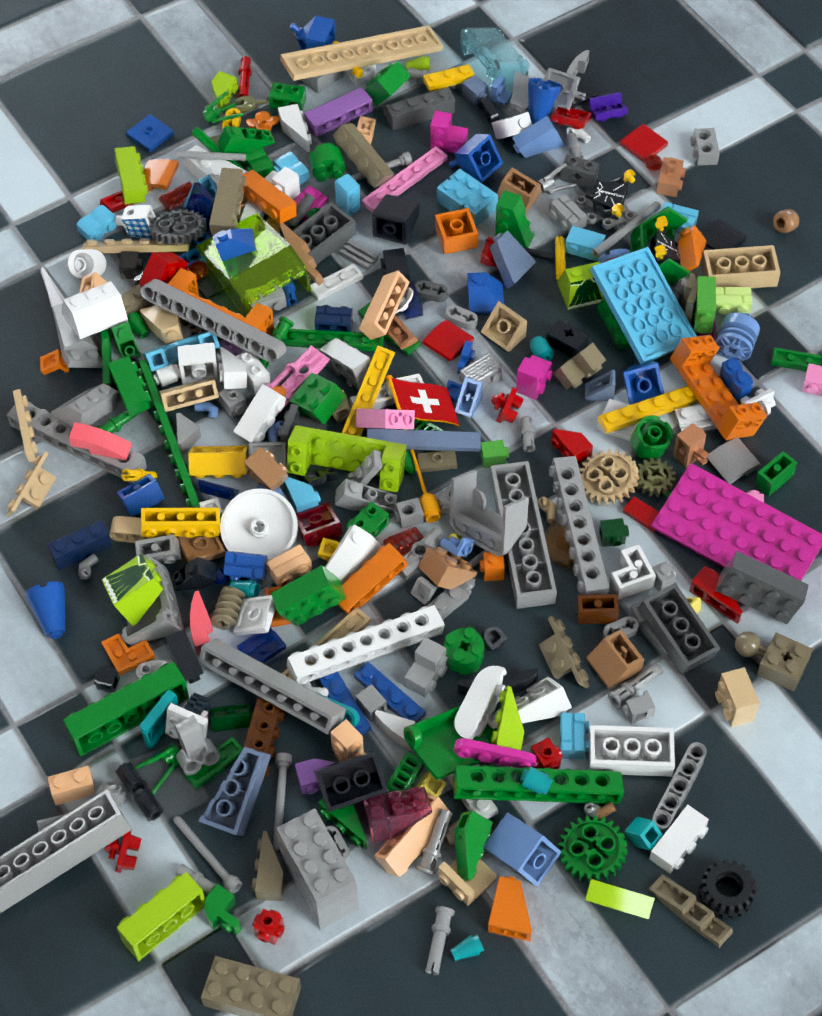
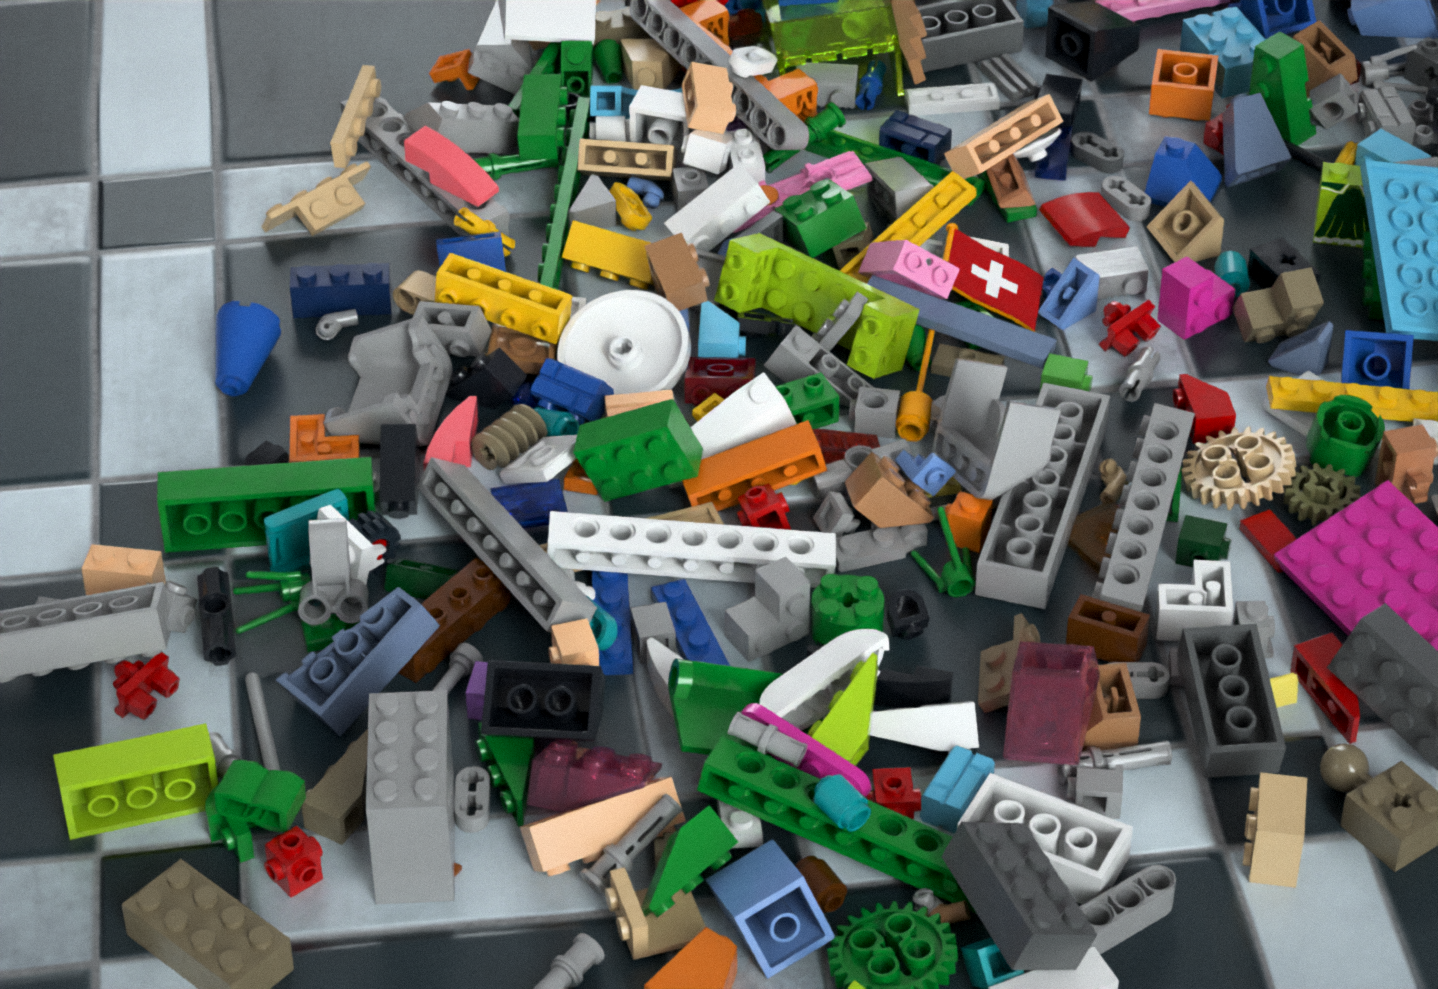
camera: 25 degrees right, 15 degrees down
(134, 587) = (373, 351): lime slope -> none
(207, 425) = (630, 207): none -> yellow plate
(217, 490) = (585, 284): clear blue slope -> none
(221, 344) = (708, 98): none -> light nougat brick
(232, 310) = (752, 61): none -> white plate
(236, 899) = (260, 795): none -> green brick
(388, 604) = (763, 508): none -> red brick
(412, 760) = (658, 730): green slope -> none
(431, 785) = (684, 774): light yellow slope -> none
(466, 356) = (1101, 239): blue plate -> none
(479, 758) = (767, 739): none -> light grey pin
(503, 601) = (956, 576): none -> green plant
(537, 821) = (823, 883): none -> reddish brown brick
(538, 214) = (1343, 100): none -> light grey brick
(599, 672) = (1050, 702): none -> clear pink slope
(646, 797) = (1018, 896): none -> dark grey brick

